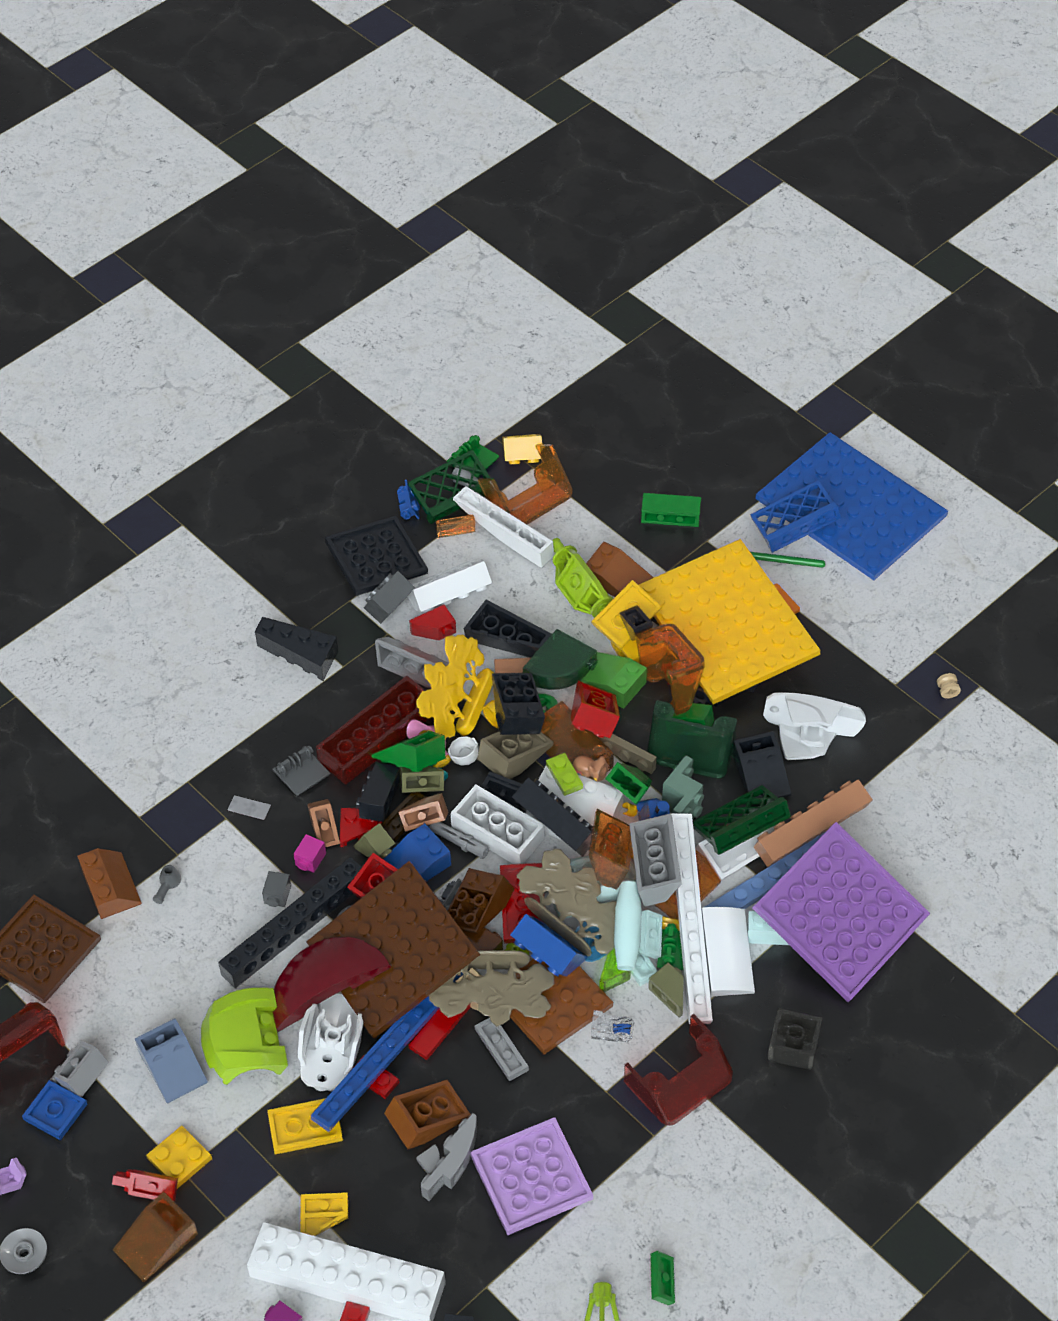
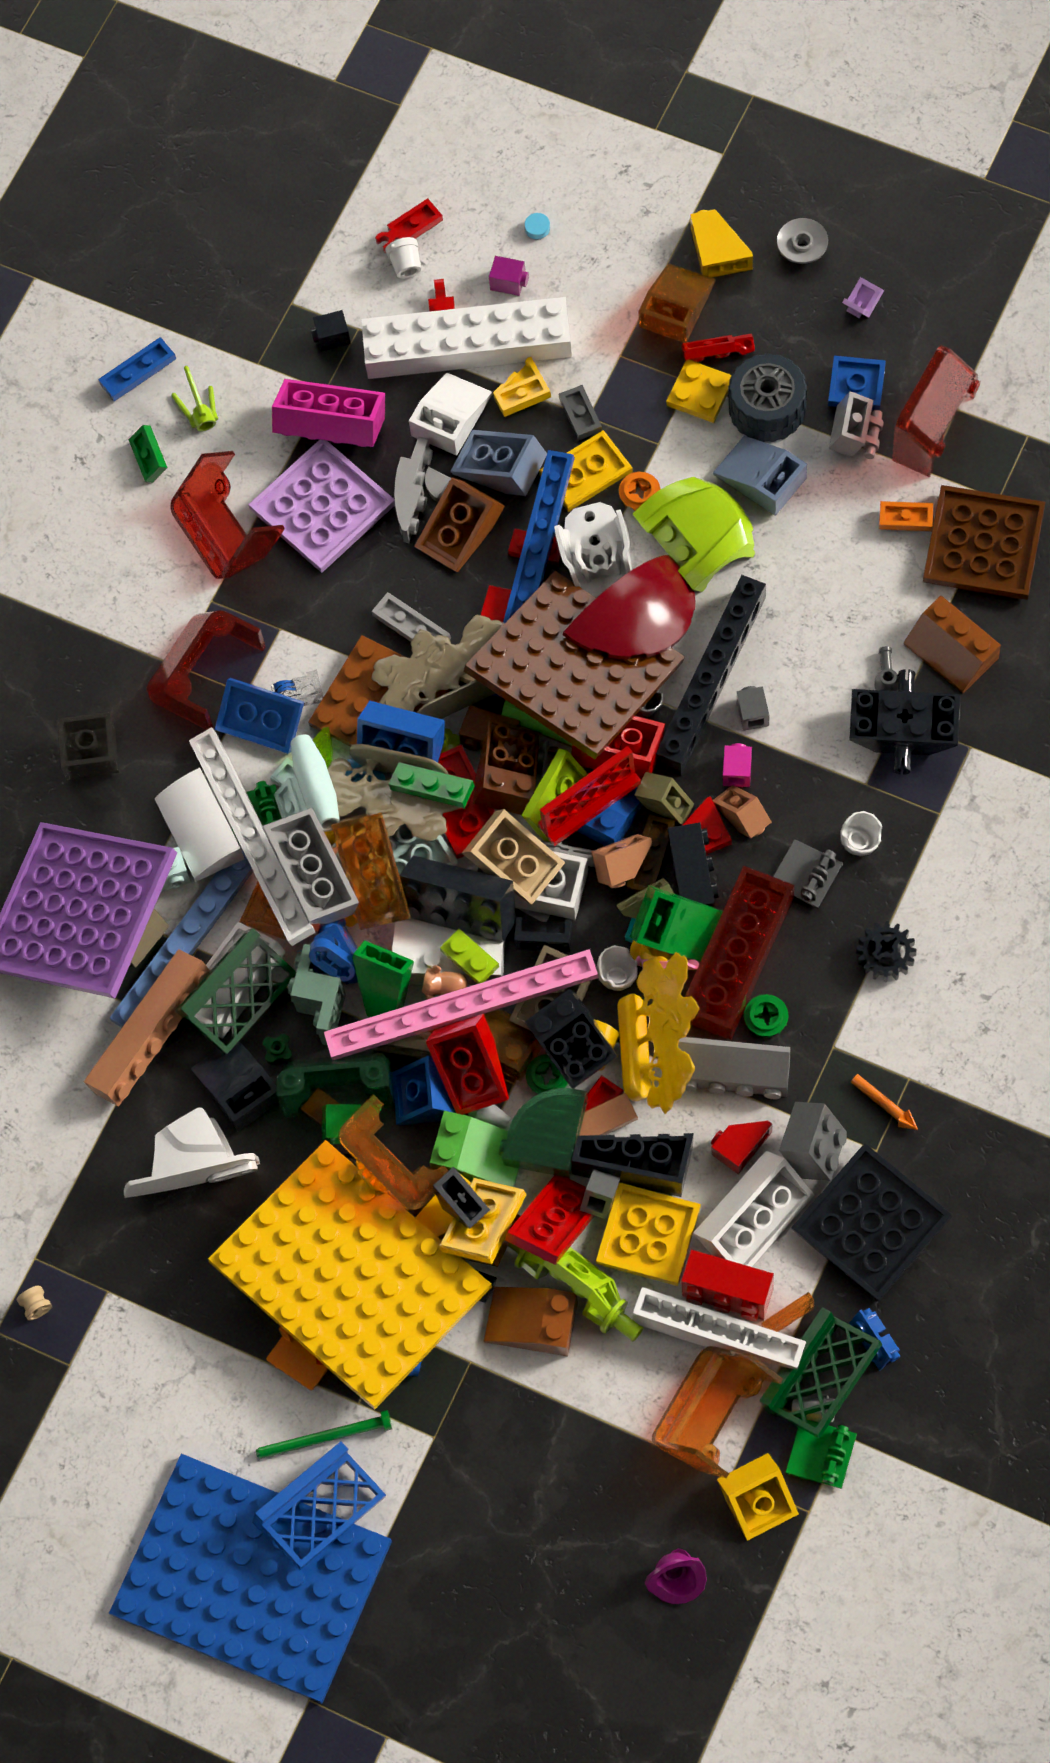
camera: 165 degrees right, 15 degrees up
(83, 989) = (906, 516): none -> orange plate
(95, 1277) = (718, 246): none -> yellow slope
(131, 1116) = (767, 397): none -> black wheel
(173, 836) = (929, 720): none -> black slope
(249, 807) = (843, 807): flat silver sticker -> none
(250, 777) = (861, 833): none -> white hair
(265, 1082) = (628, 488): none -> orange gear
(276, 701) = (886, 939): none -> black gear
(284, 1172) = (580, 412): none -> dark grey plate
(298, 645) = (900, 1039): black wedge -> none
(321, 607) = (904, 1119): none -> orange piece
(371, 1155) = (500, 461): none -> sand blue slope
(372, 689) = (774, 1007): none -> green gear
(390, 1211) = (449, 413): none -> white slope
(425, 845) = (589, 797): none -> red fence
(455, 868) = (560, 776): none -> lime plate
(485, 543) = (727, 1285): none -> red brick
(493, 1241) = (328, 412): none -> dark pink brick
(504, 824) = (514, 853): none -> tan slope
(522, 593) = (648, 1234): none -> yellow plate
(541, 614) = (599, 1194): none -> dark grey brick
(541, 888) = (431, 785): none -> green plate
(579, 604) = (551, 1220): none -> red plate
(583, 742) = (461, 1004): none -> bright pink plate
(591, 424) = (677, 1578): none -> magenta helmet
(626, 1182) = (211, 525): none -> clear red windscreen
(634, 720) = (420, 1093): none -> blue slope
(650, 1013) = (259, 715): none -> blue plate
(664, 795) = (330, 961): none -> blue beam
(668, 987) = (251, 759): olive slope -> none
(670, 509) = (500, 1461): green brick -> none
(724, 790) = (282, 1054): none -> dark green plate

